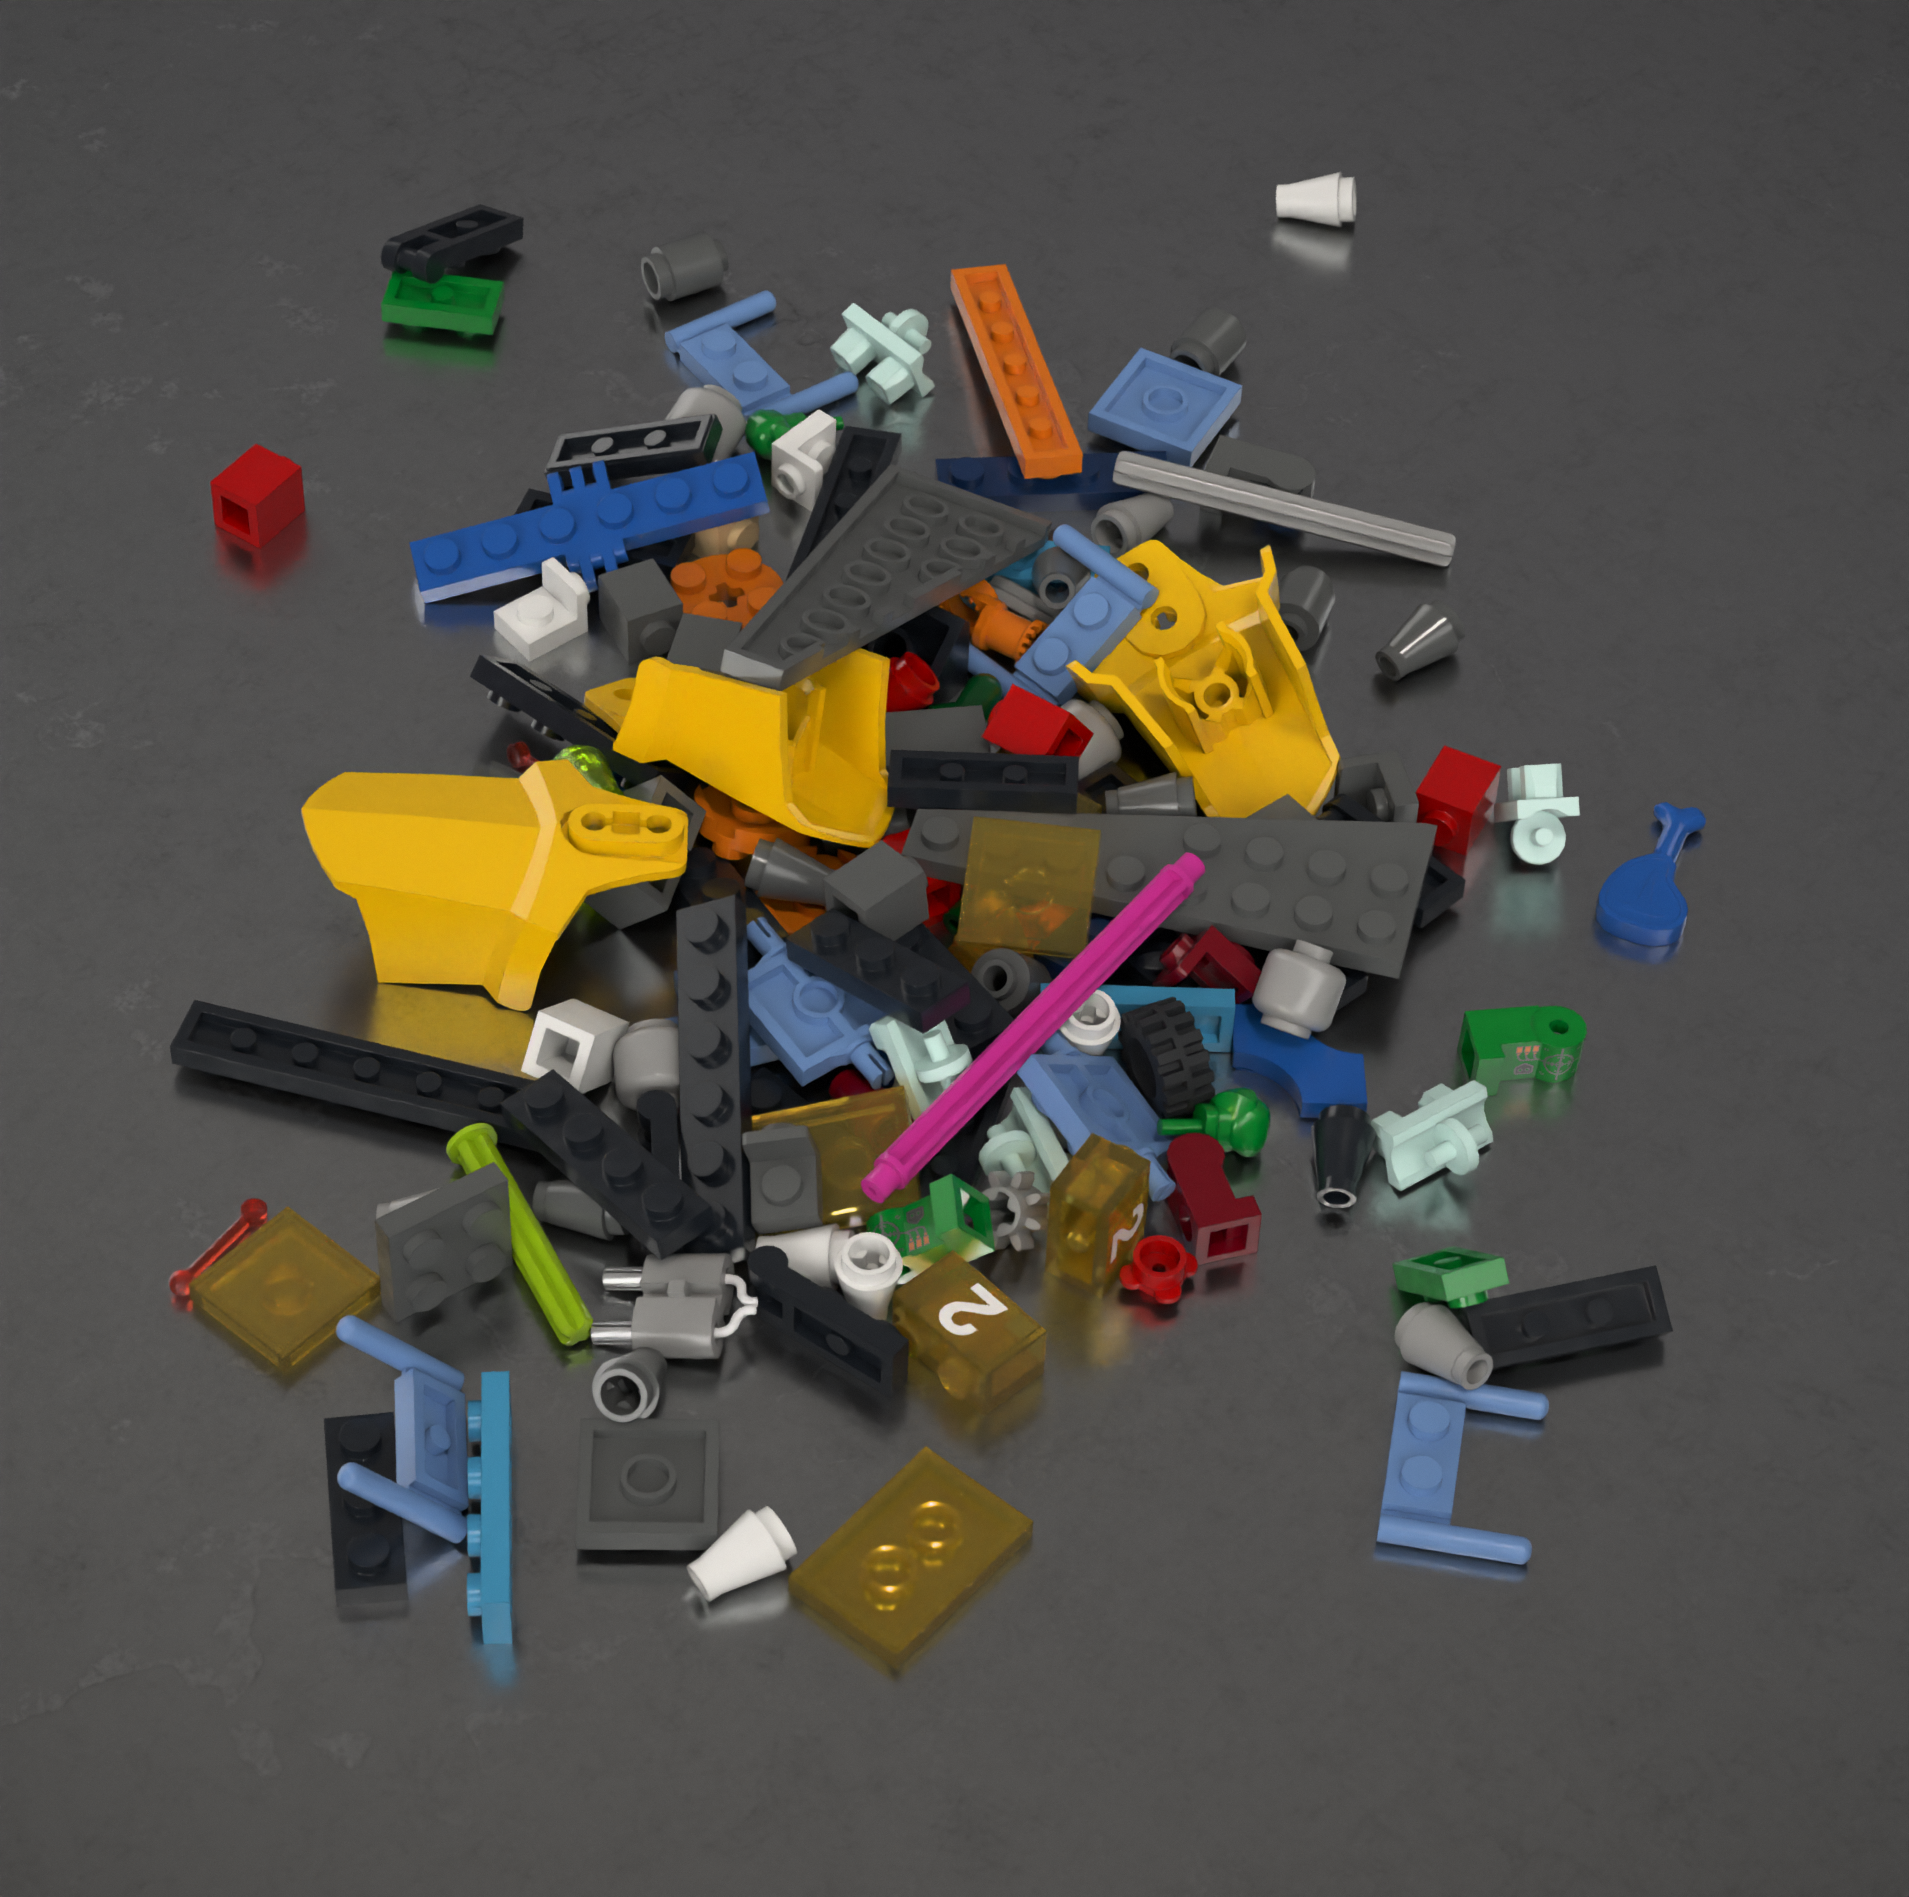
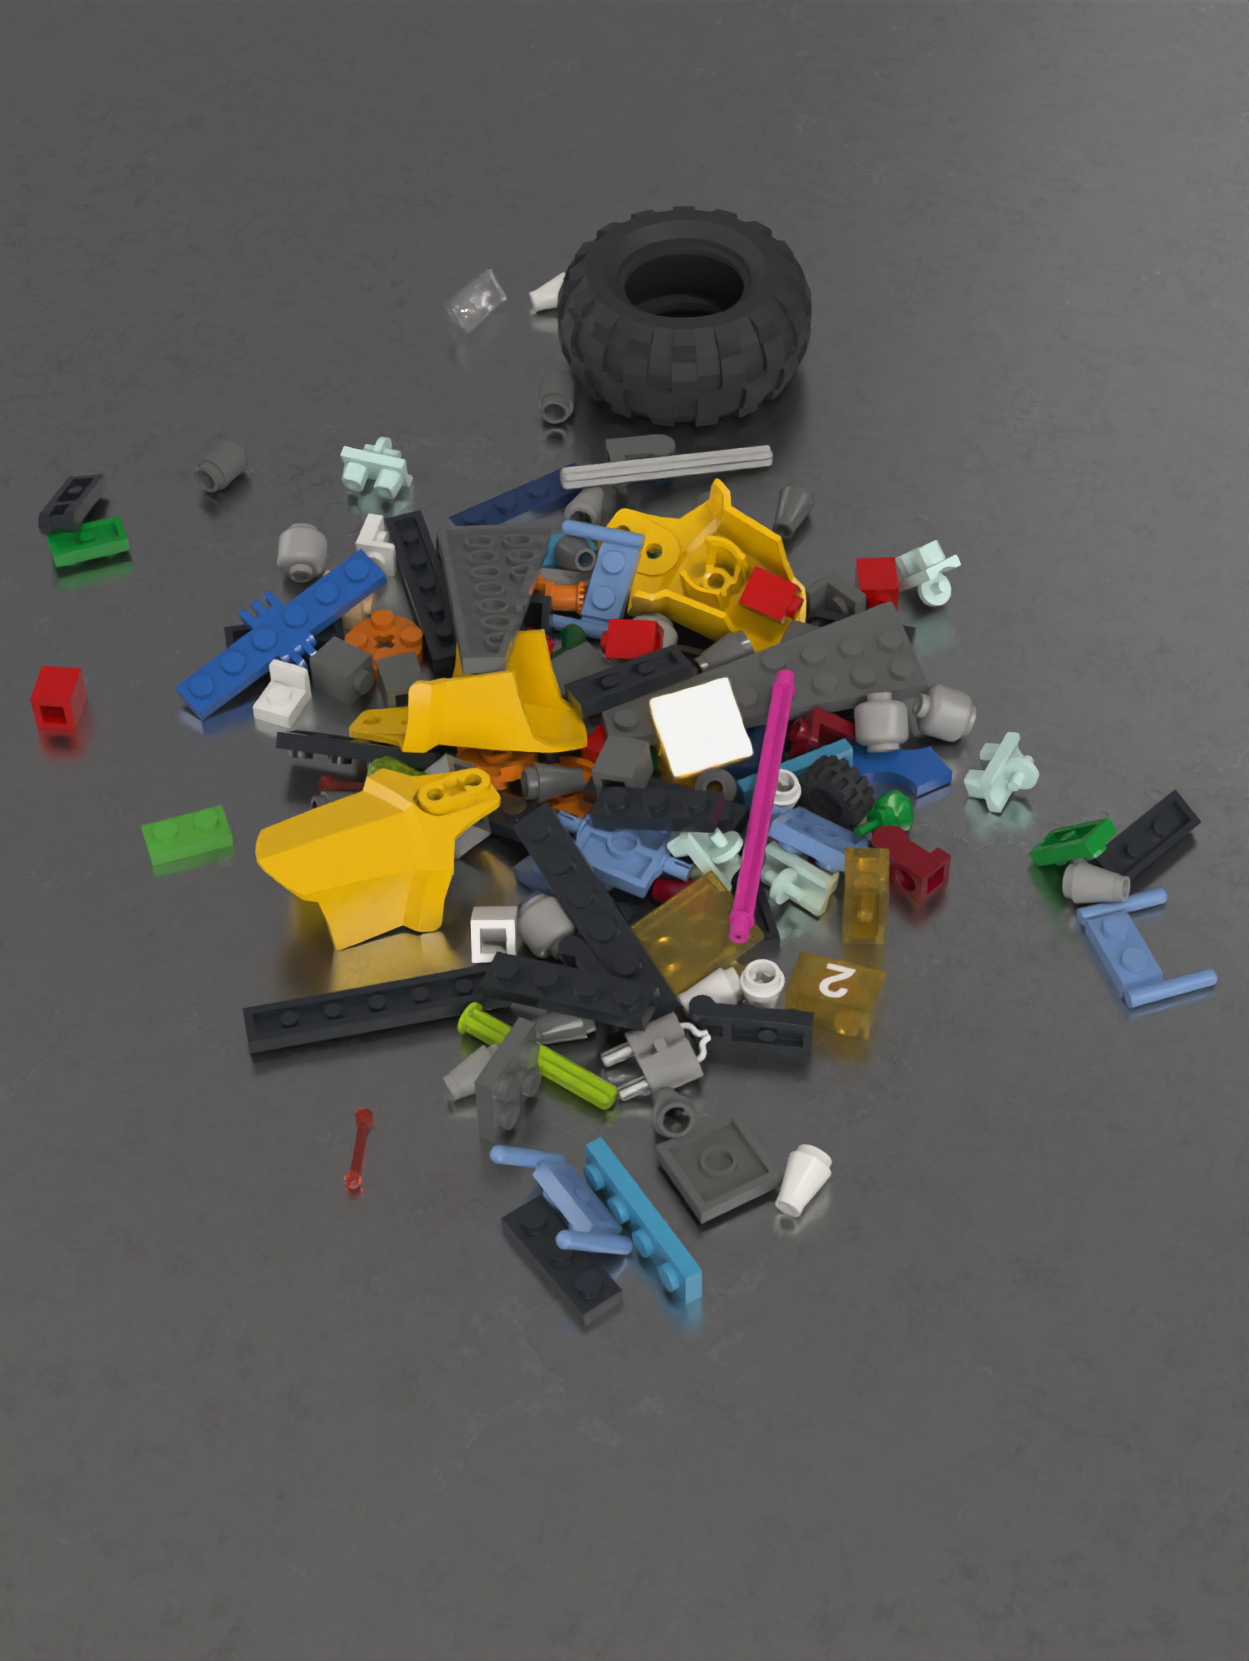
camera: 25 degrees left, 0 degrees up
(285, 1288) = (418, 1153): clear yellow tile -> none
(294, 745) = (187, 835): none -> bright green plate
(638, 448) = (278, 576): black tile -> none
(725, 359) = (282, 510): medium blue plate -> none
(767, 426) = (342, 539): green piece -> none
(784, 1178) = (677, 953): dark grey bracket -> none
(910, 1557) = (891, 1137): clear yellow tile -> none
(936, 1226) = (780, 942): green leg -> none
(1016, 372) = (462, 449): orange plate -> none
(1023, 1200) = (799, 923): light grey gear -> none
(1163, 1255) = (908, 912): red plate -> none
(1164, 407) = (556, 438): medium blue plate -> none
(1190, 169) = (474, 302): none -> clear plate
(1275, 748) = (771, 597): none -> red brick
(1341, 1150) = (958, 803): black cone -> none
(1410, 1015) = (944, 713): none -> light grey head
(1441, 382) = (684, 365): none -> black tyre
(1520, 1044) = (1008, 704): green leg -> none
(1640, 895) = (1006, 599): blue piece -> none

